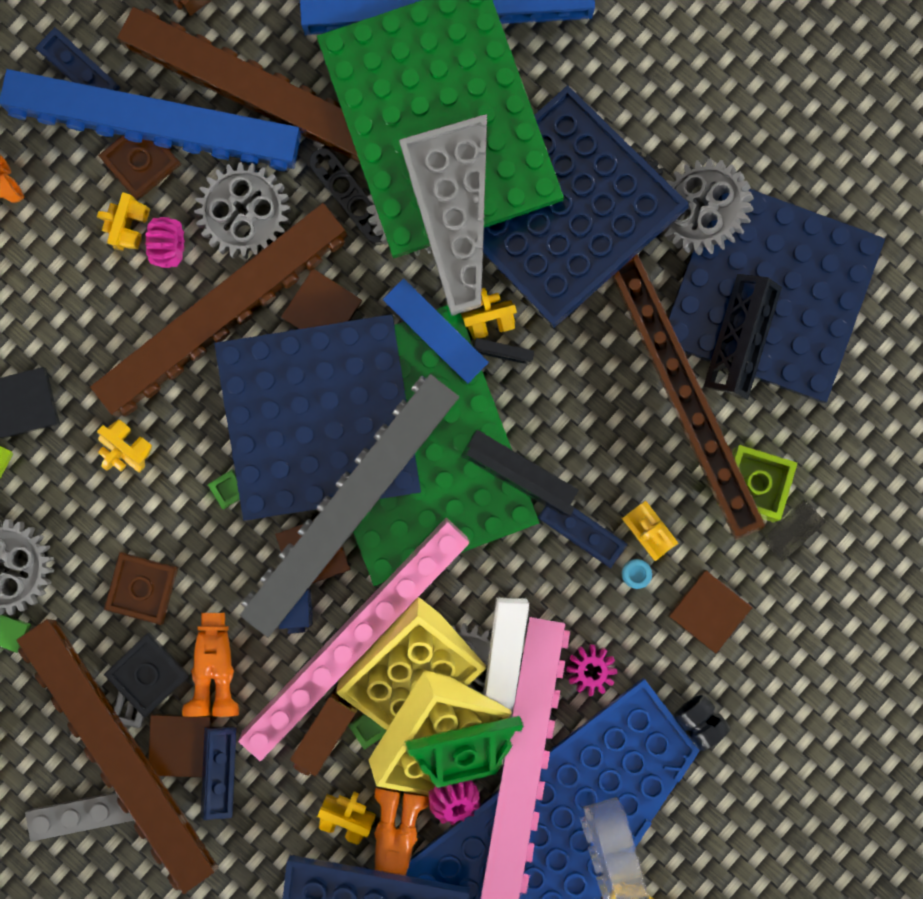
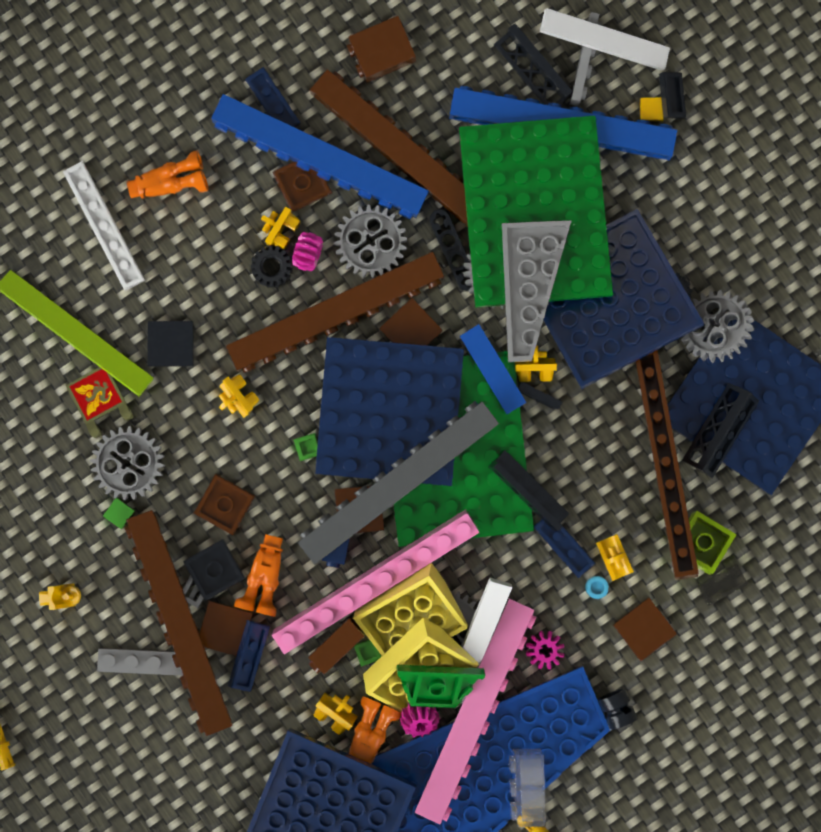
camera: 15 degrees right, 0 degrees up
(110, 266) = (265, 254): none -> black tyre

